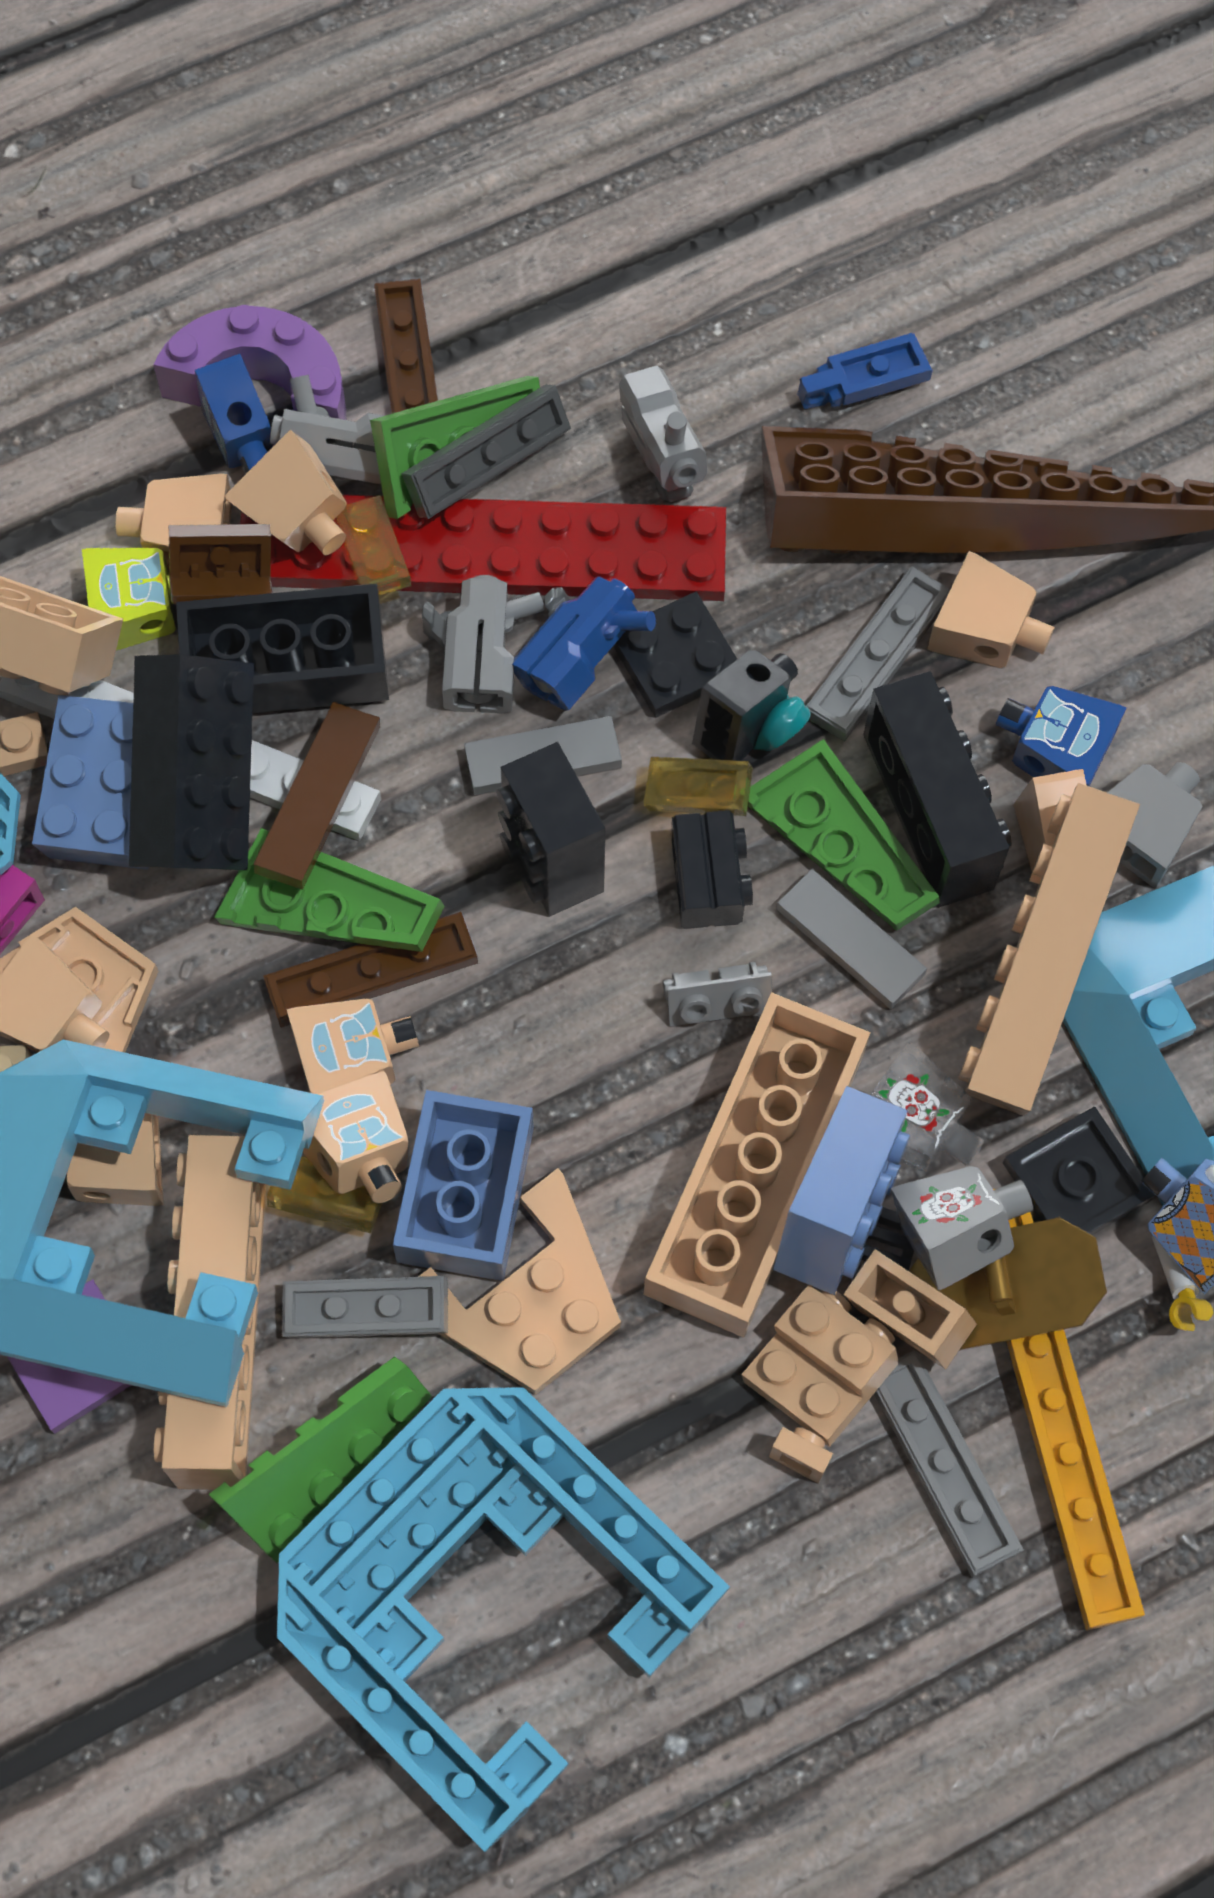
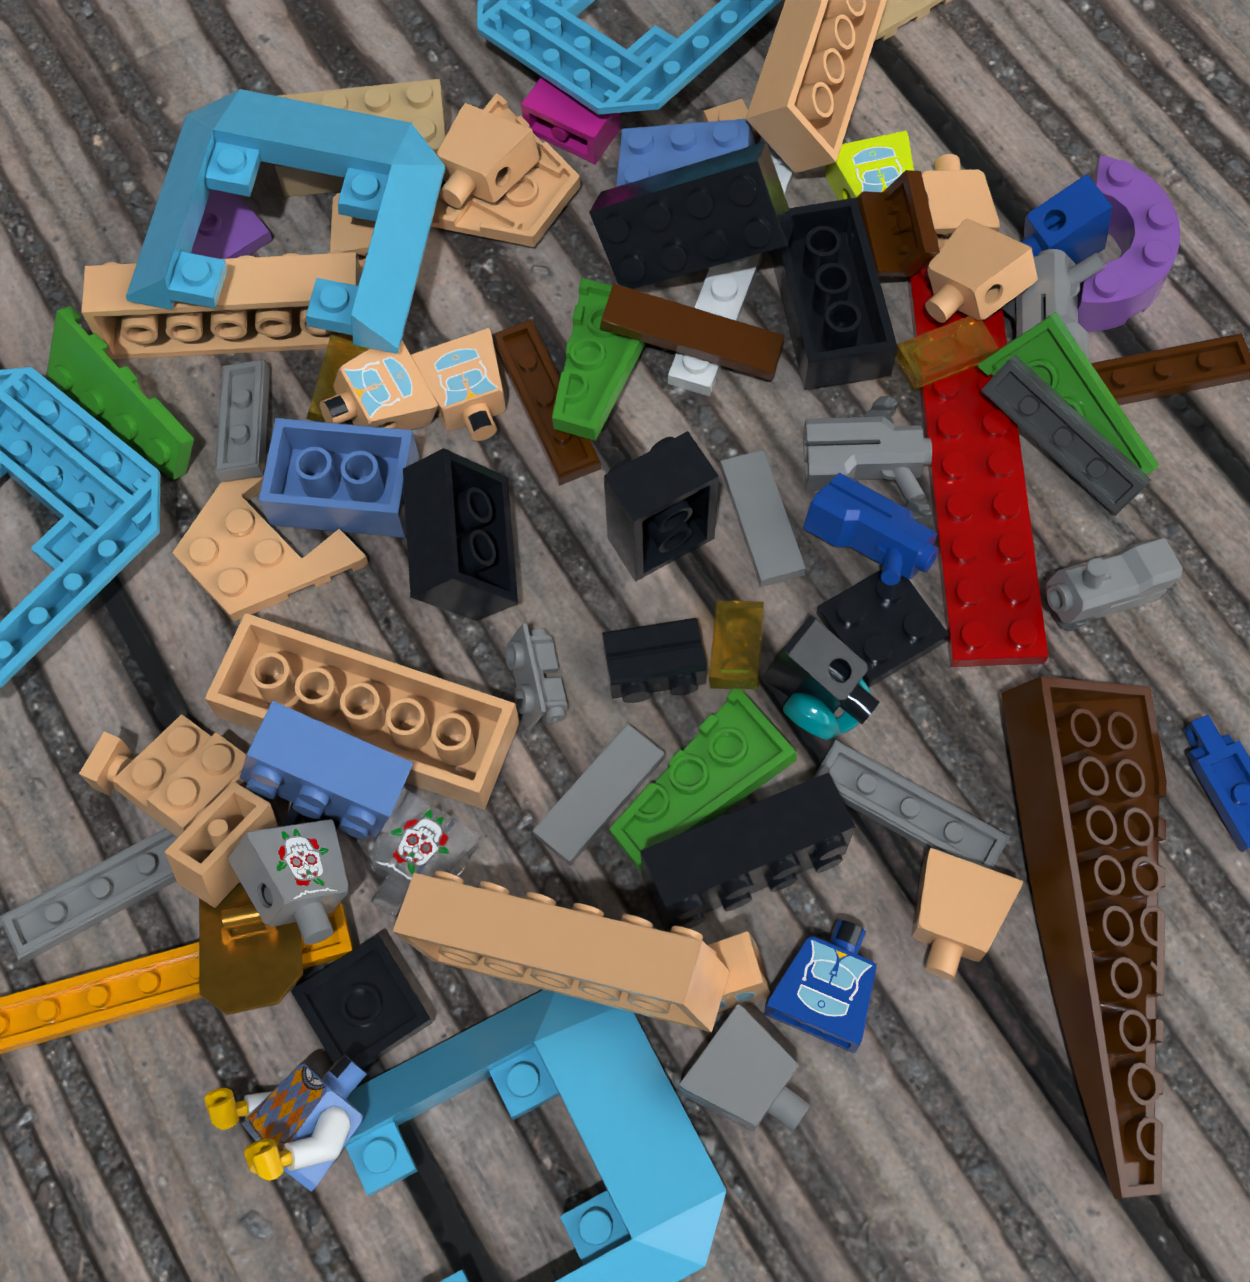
camera: 90 degrees right, 0 degrees up
(560, 1049) = (459, 536): none -> black brick

